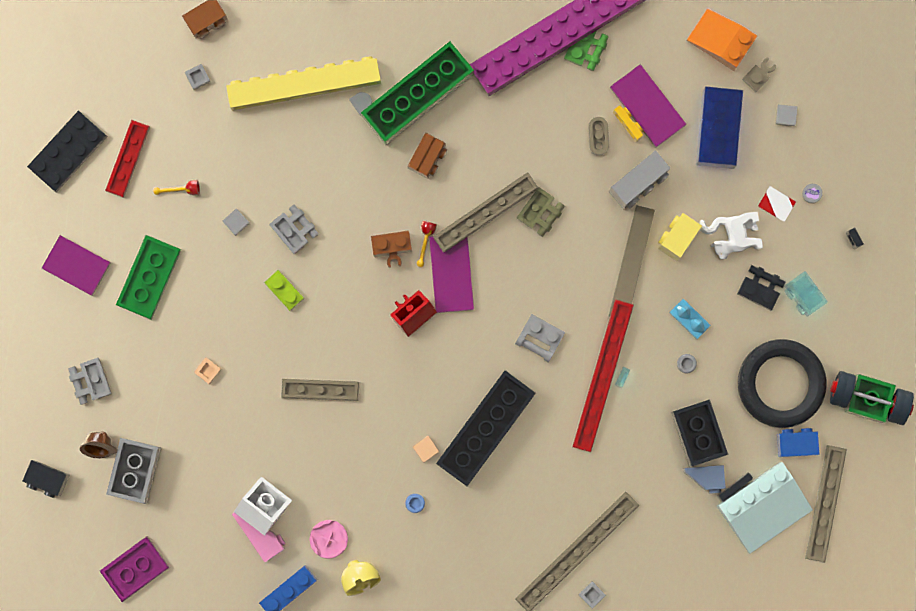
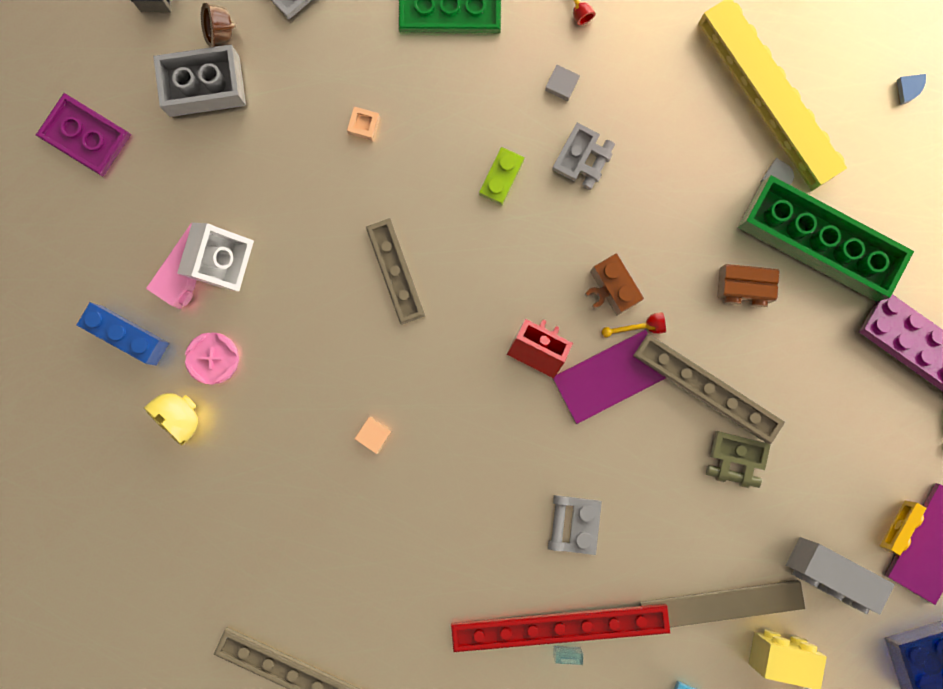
camera: 70 degrees right, 0 degrees up
(415, 503) = (299, 449): medium blue tile -> none
(485, 428) = (428, 503): black brick -> none
(598, 136) = (867, 495): dark tan plate -> none

